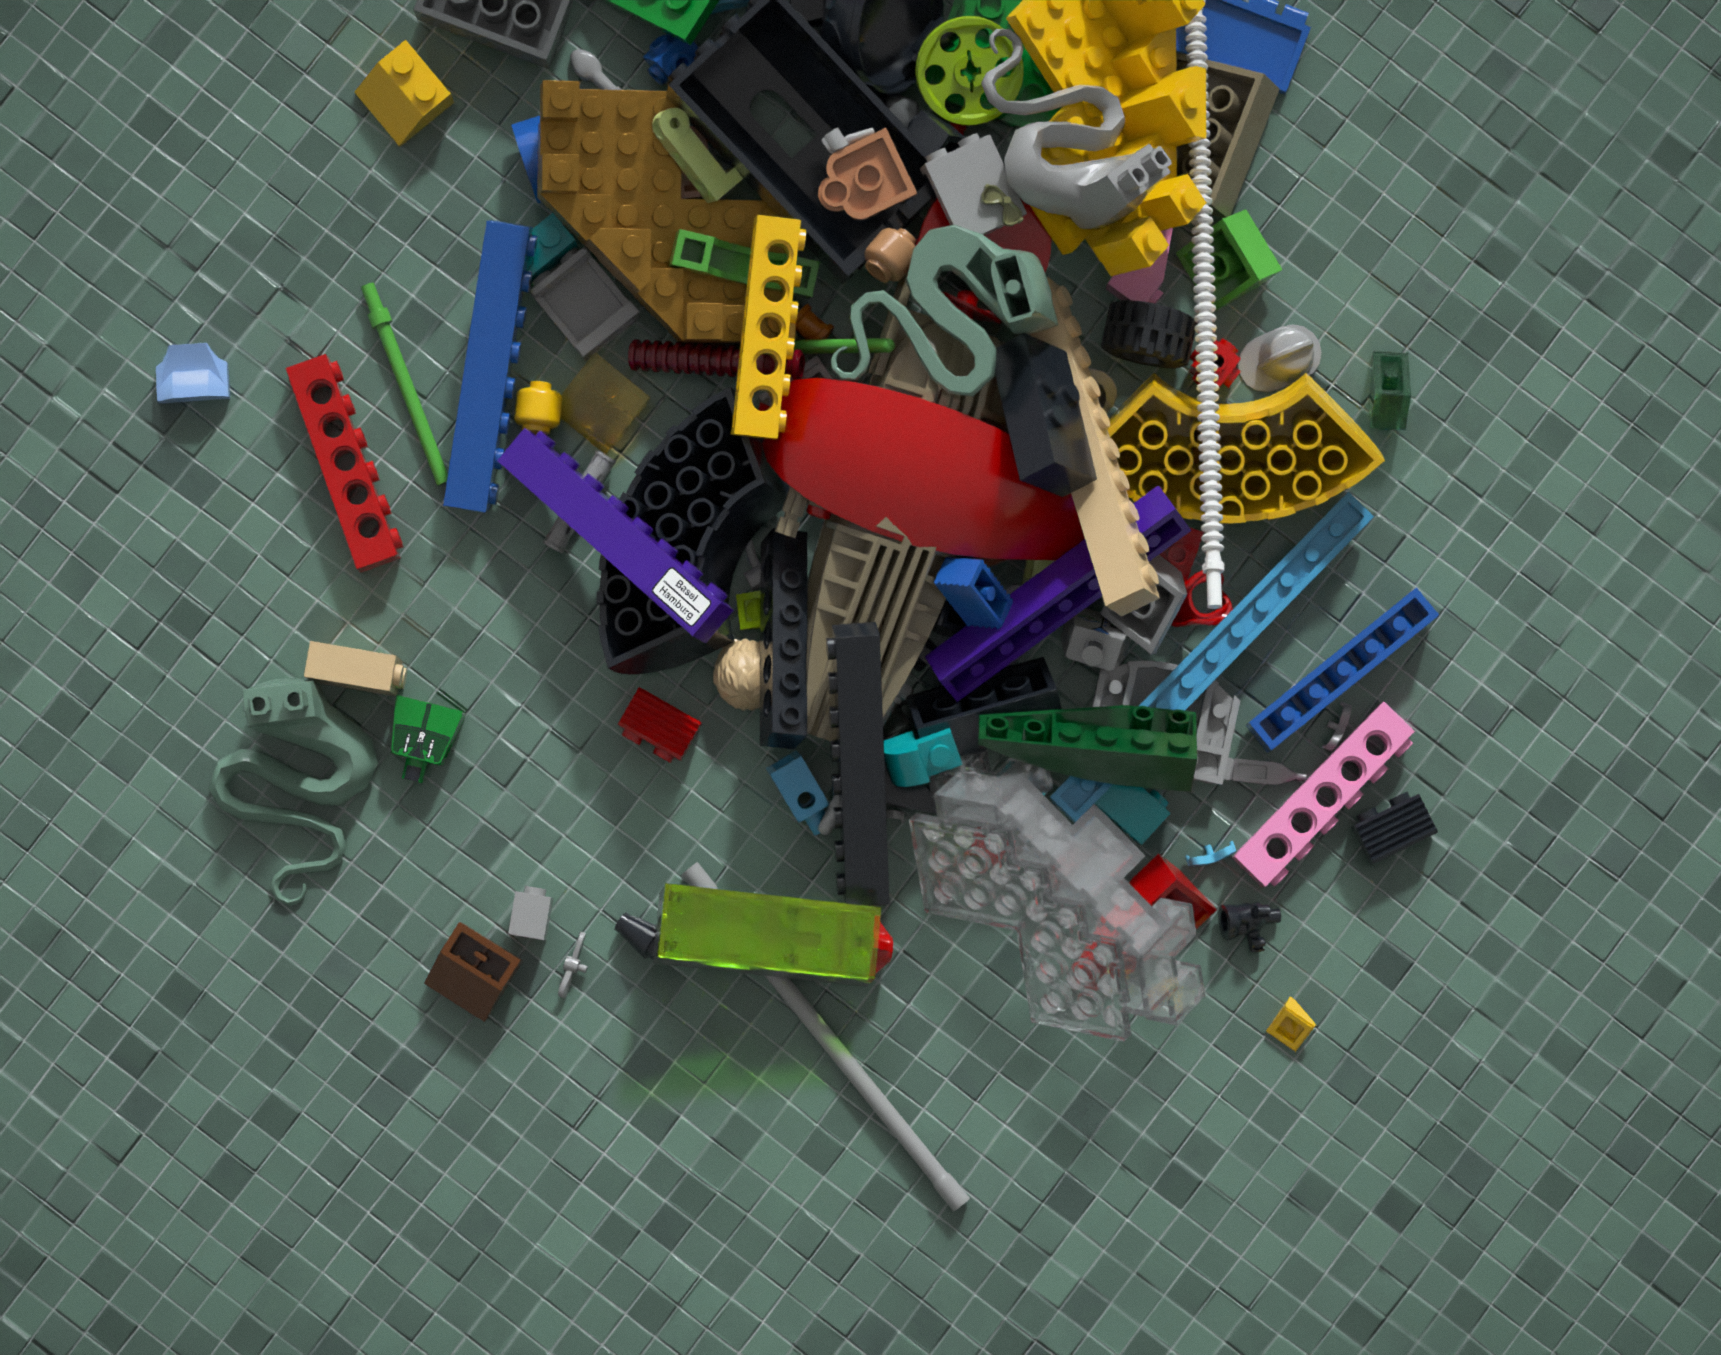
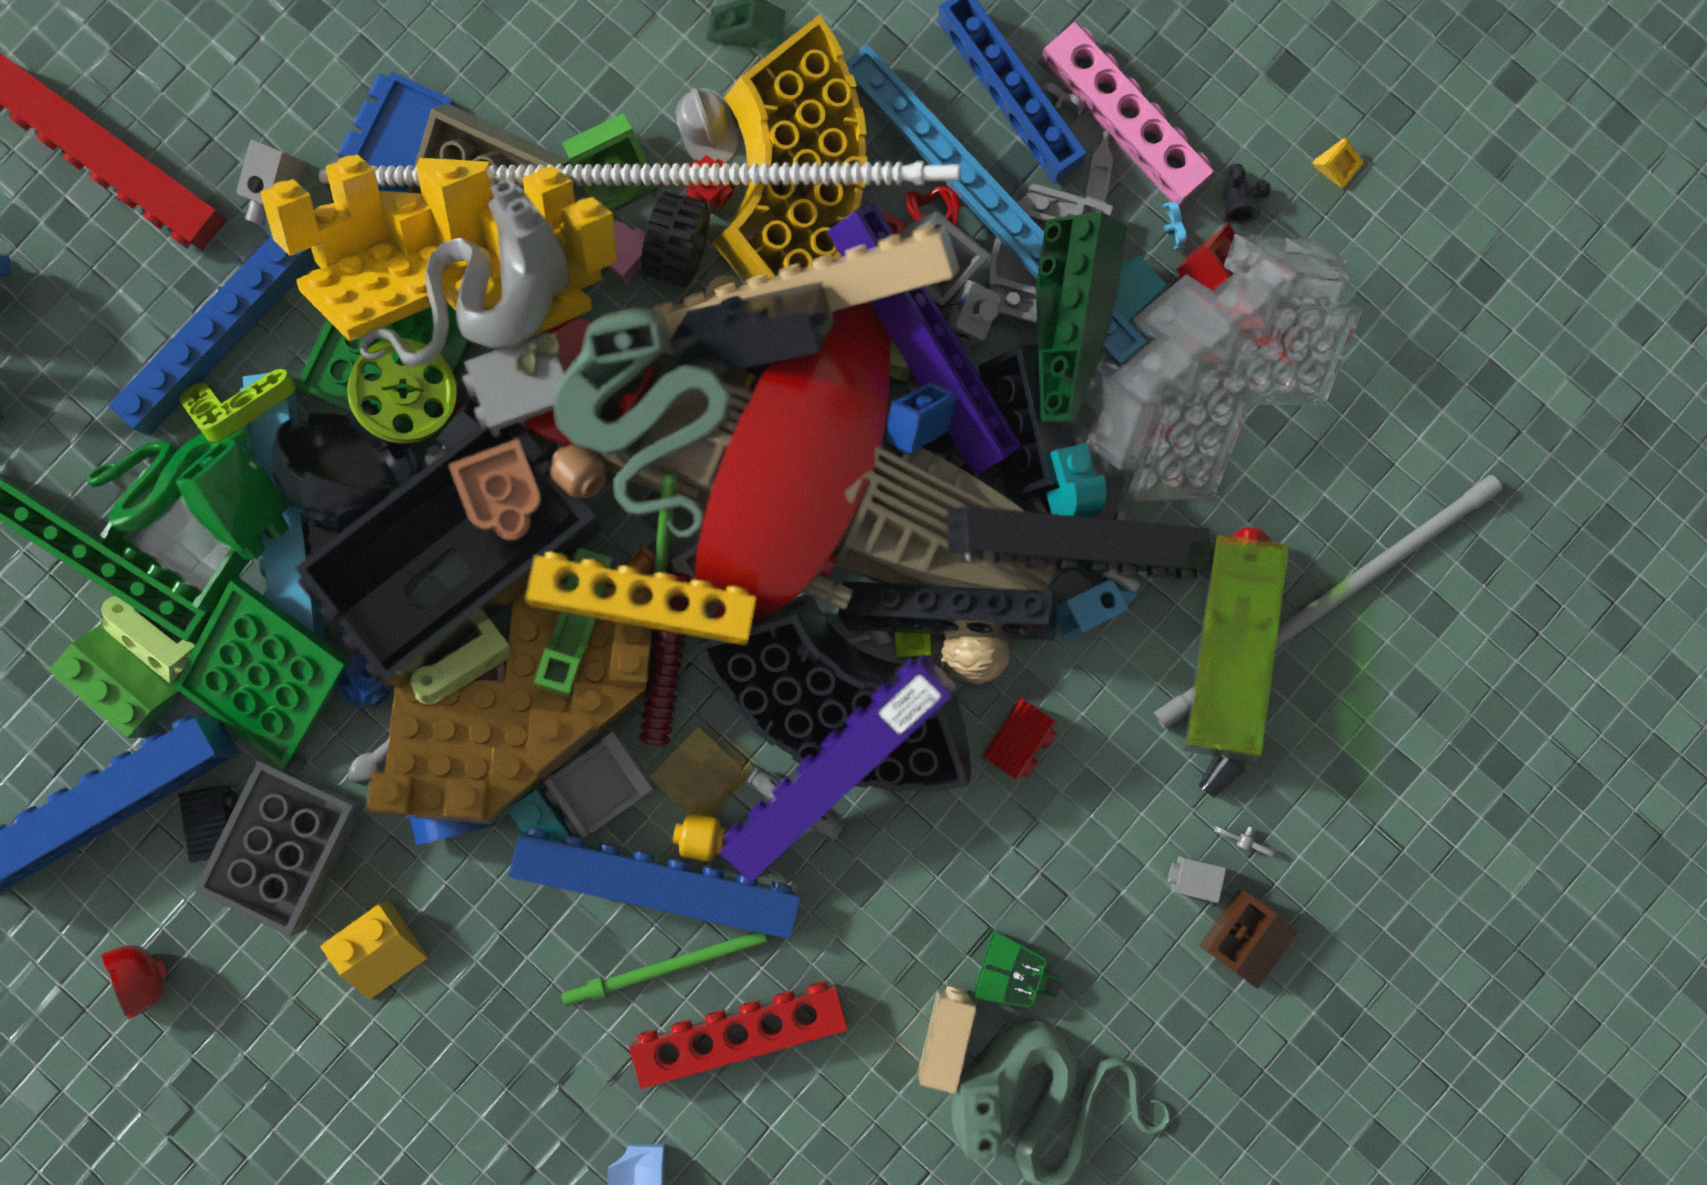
camera: 80 degrees left, 0 degrees up
(835, 140) = (458, 516): light grey hand -> none
(1393, 828) = (1161, 52): black brick -> none

